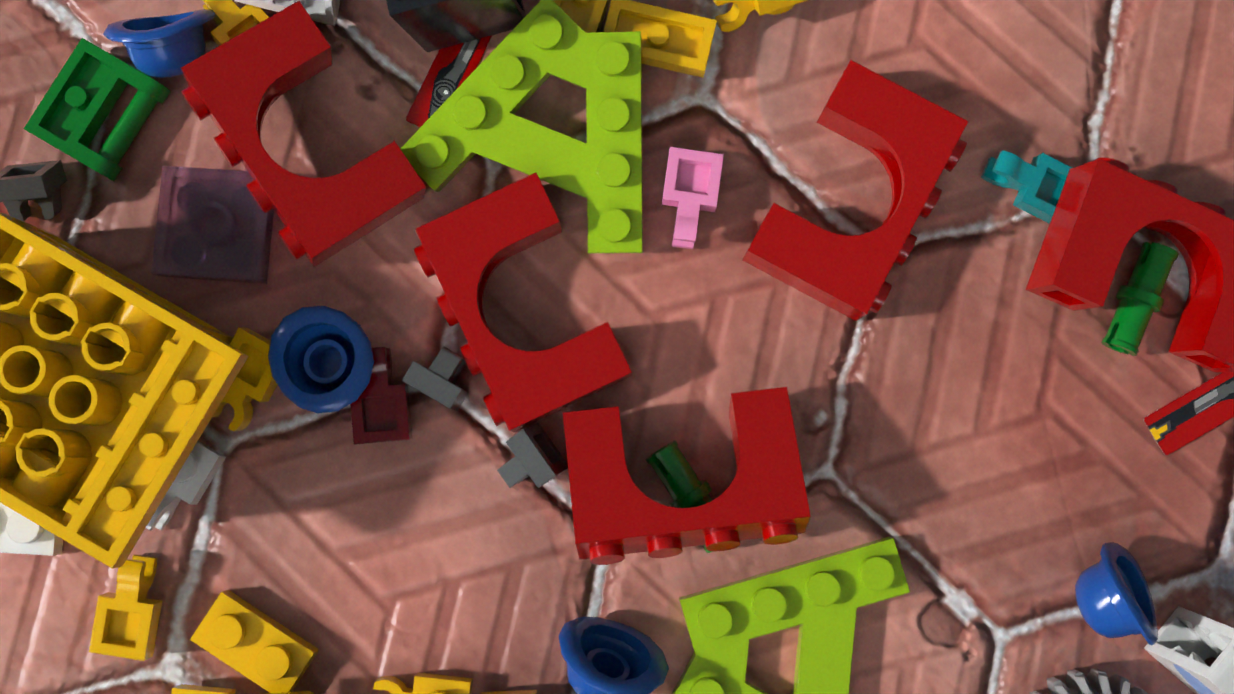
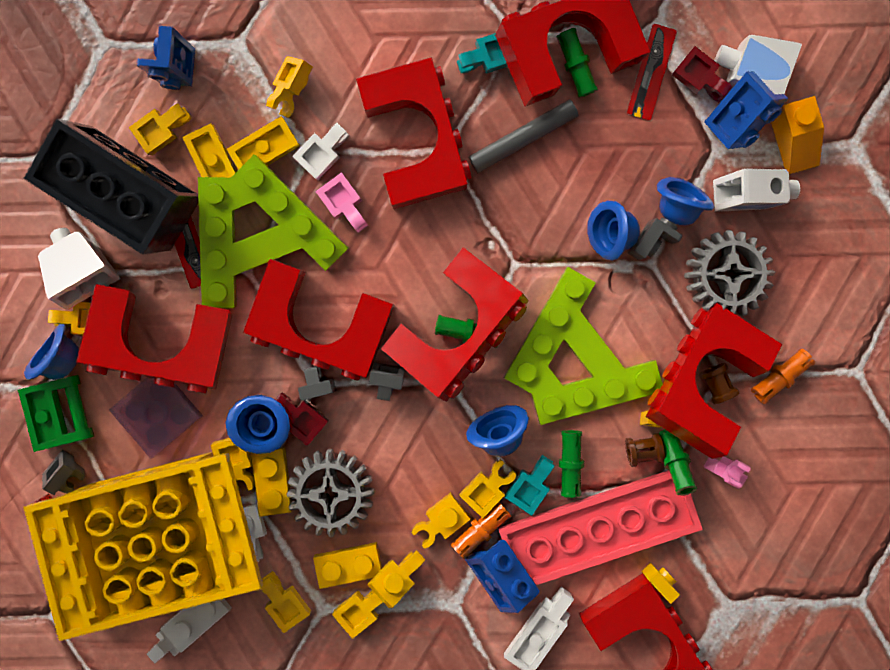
camera: 45 degrees left, 5 degrees up
(266, 448) = (271, 482): none -> yellow plate
(289, 563) = (317, 493): none -> light grey gear
(716, 107) = (318, 153): none -> white plate
(989, 324) = (523, 136): none -> dark grey piece
(994, 546) = (612, 230): none -> blue hat
(1027, 603) = (649, 240): none -> dark grey bracket

